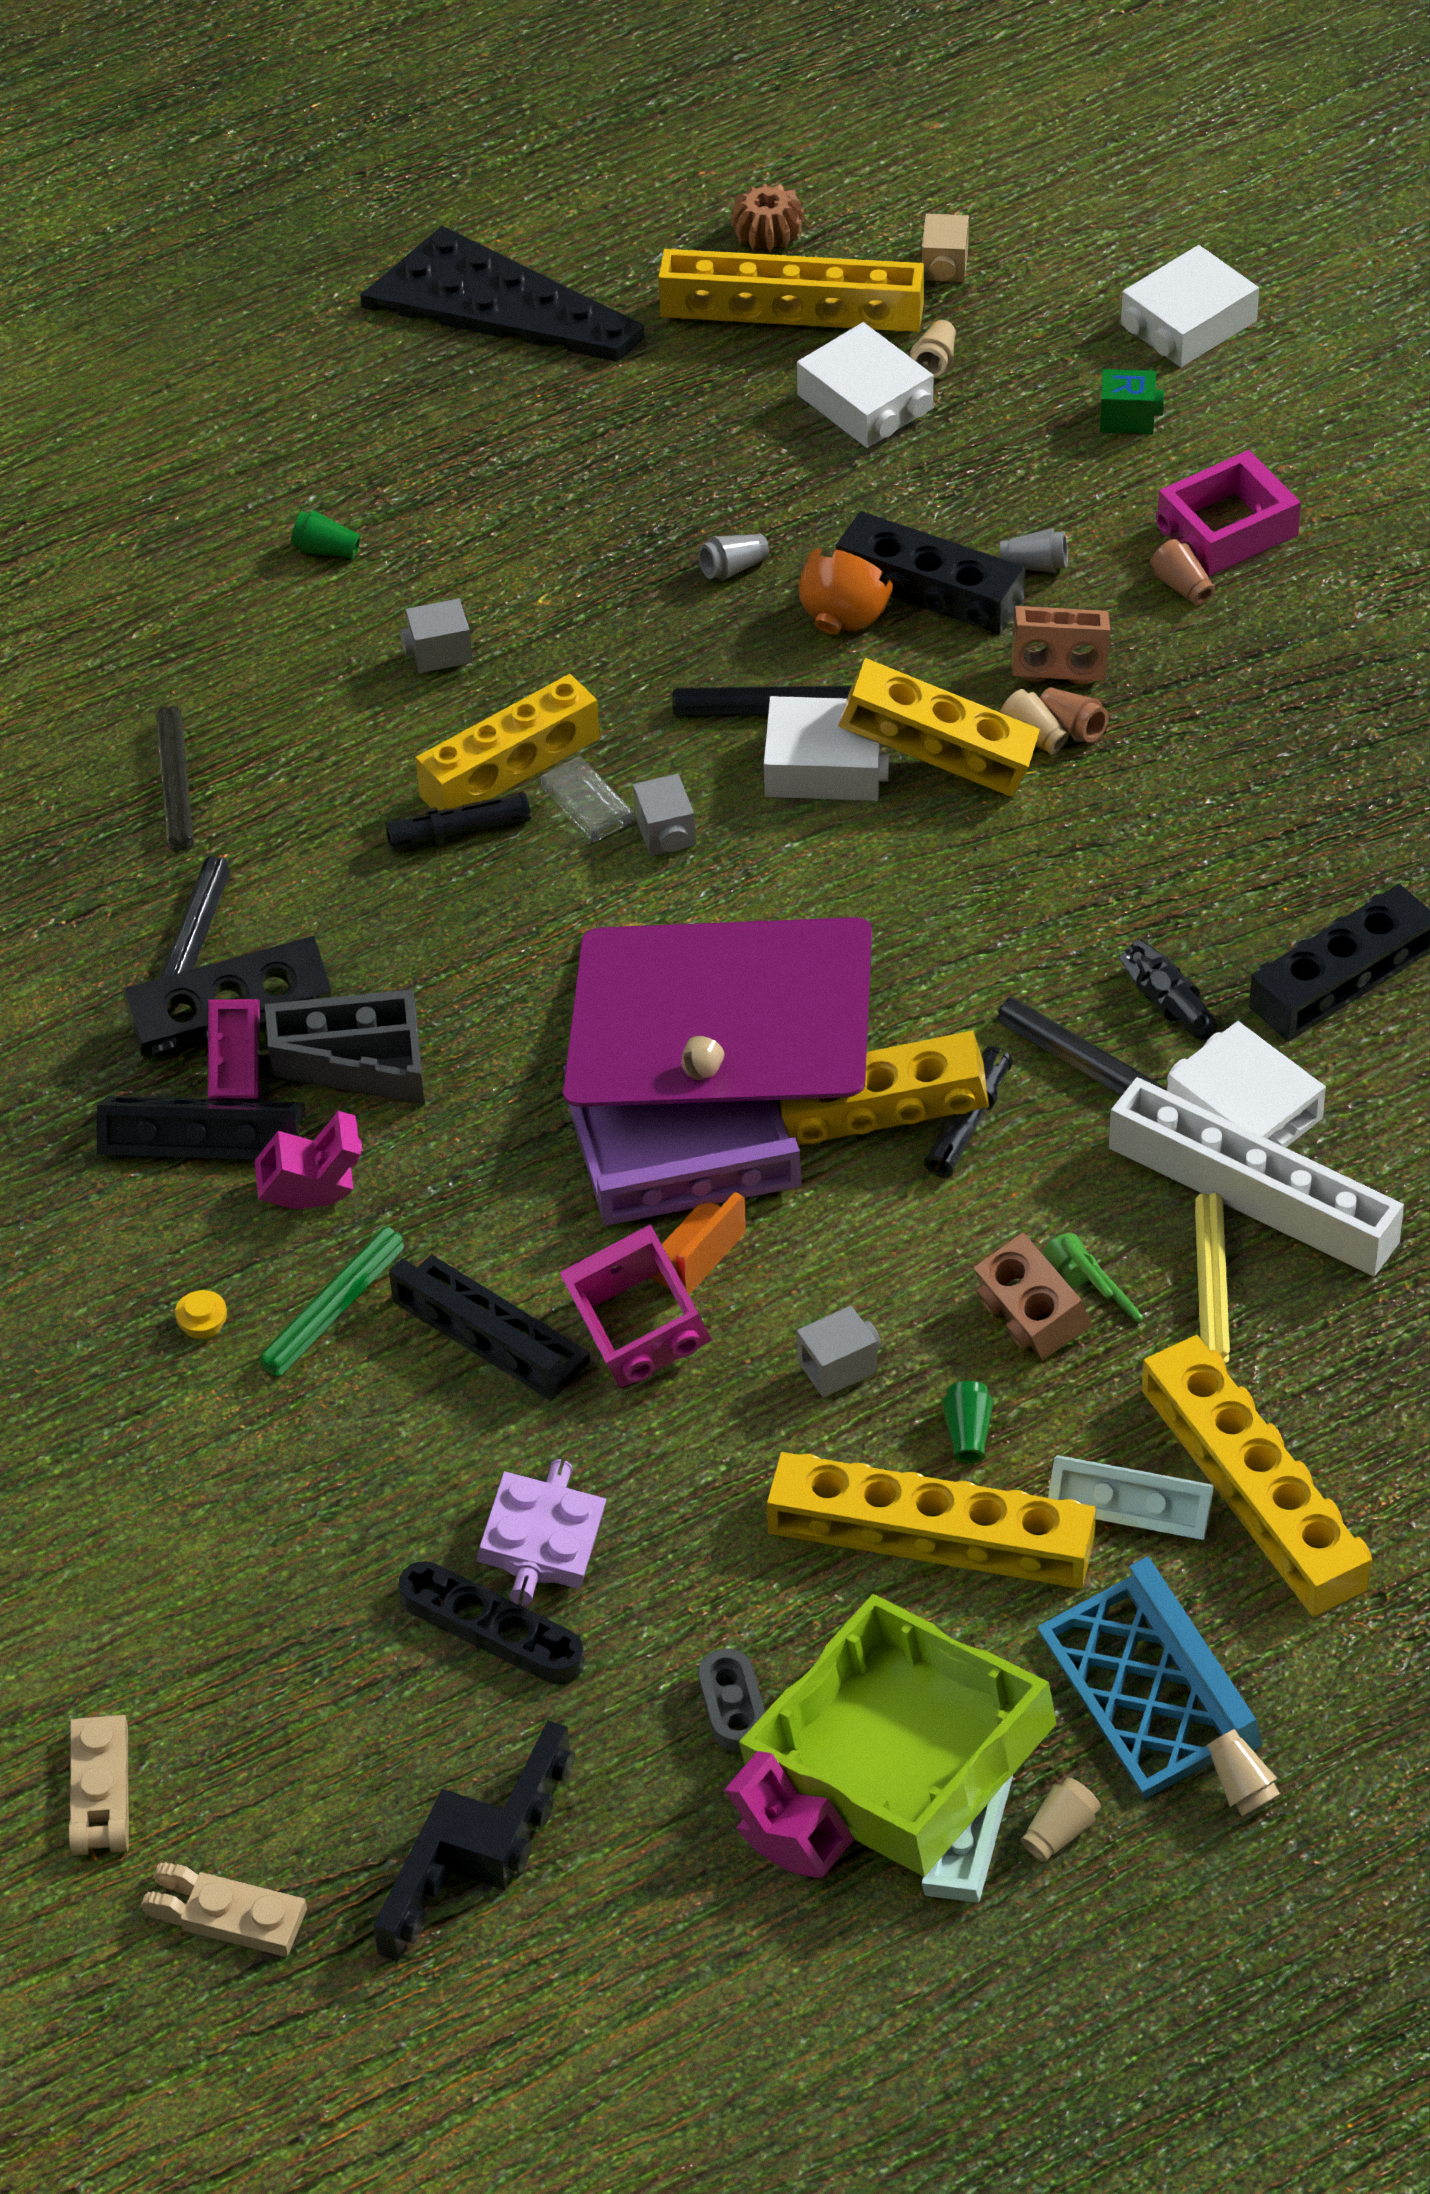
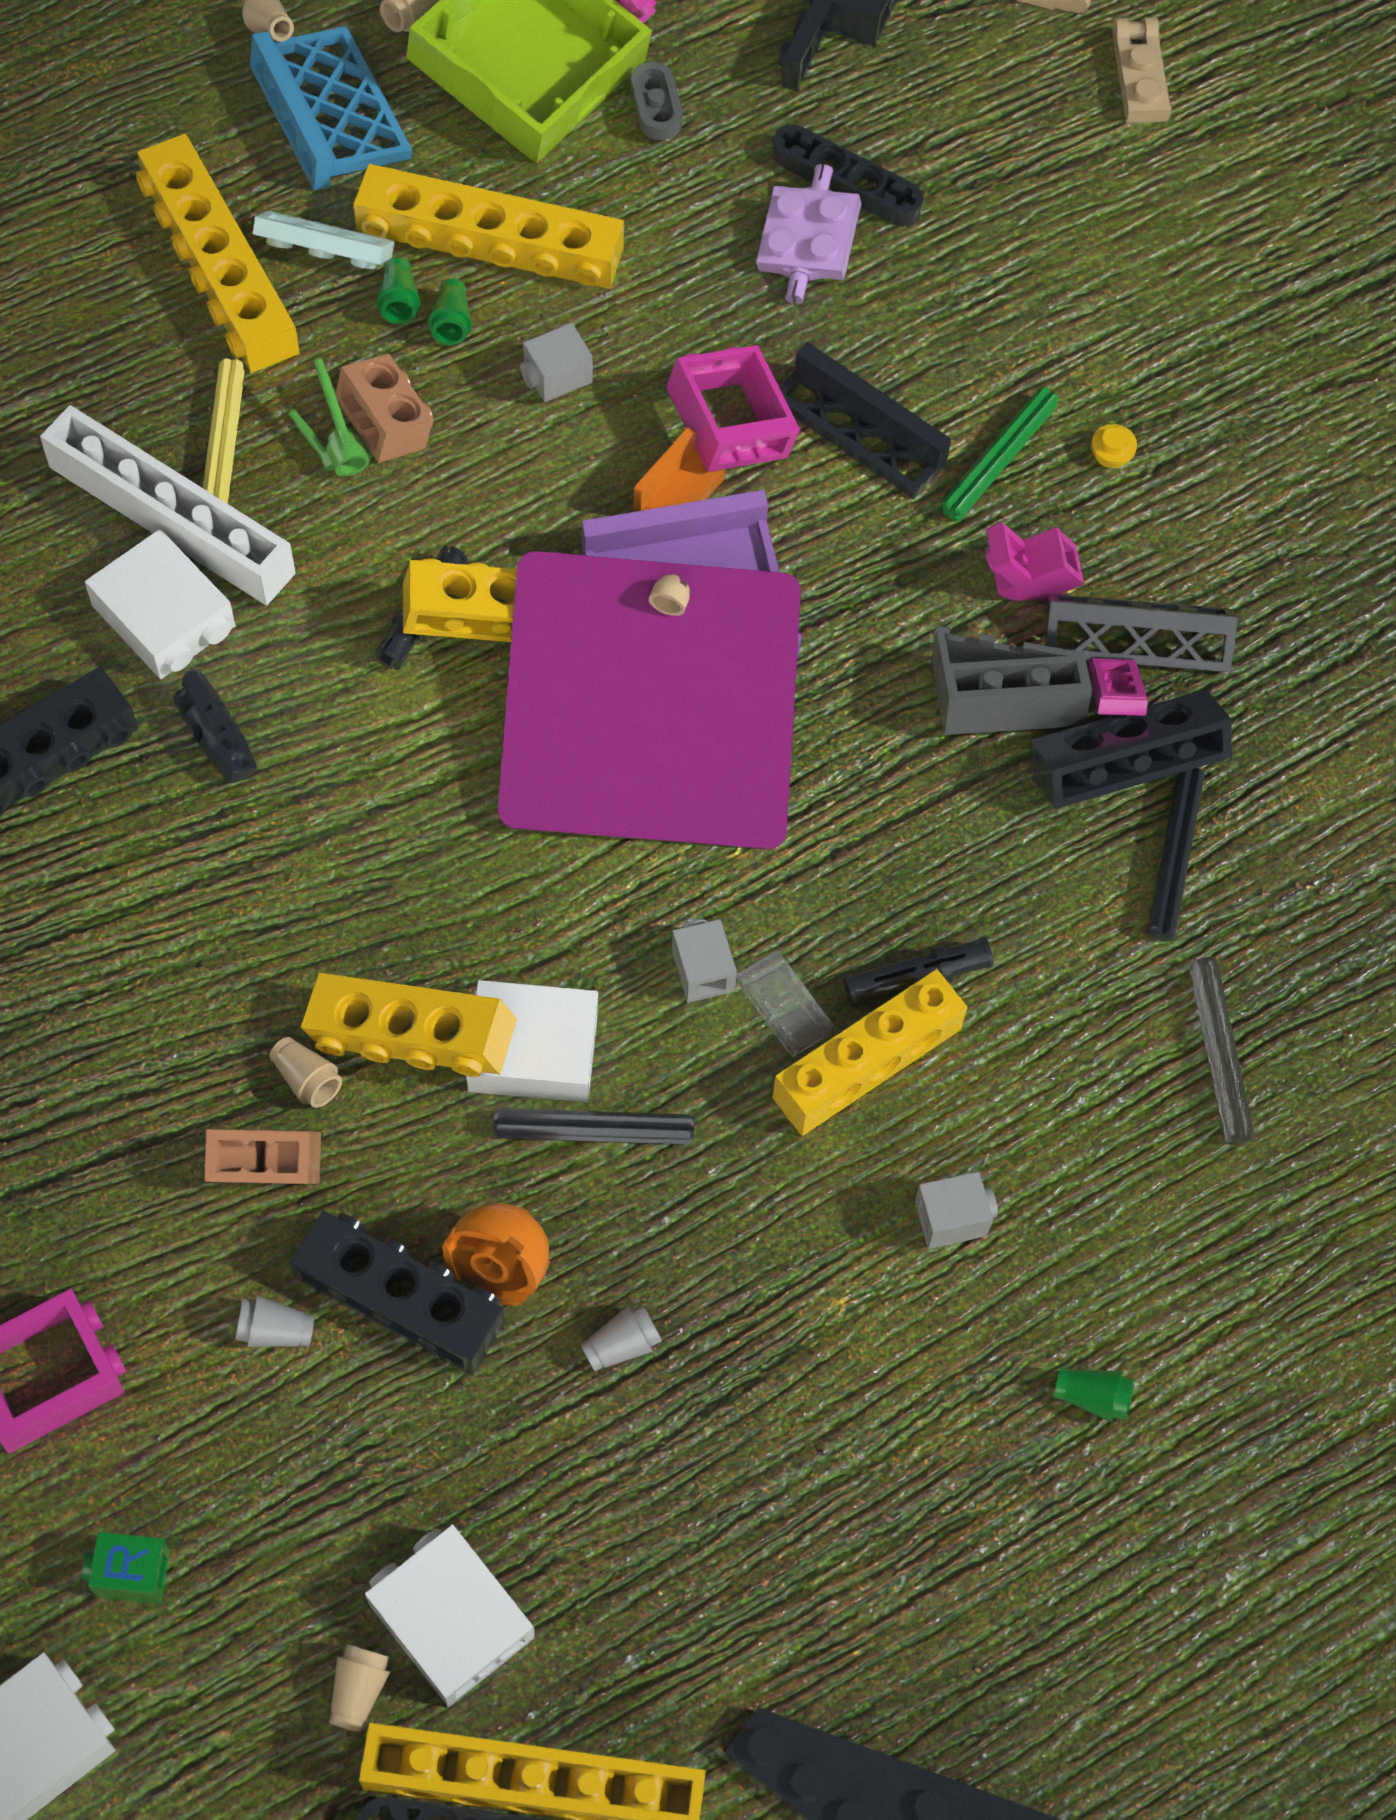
camera: 175 degrees right, 15 degrees up
(1032, 1438) = (398, 295): none -> green cone
(1069, 1046) = (309, 670): black axle -> none
(1078, 714) = (260, 1081): nougat cone -> none
(1181, 571) = (110, 1285): nougat cone -> none

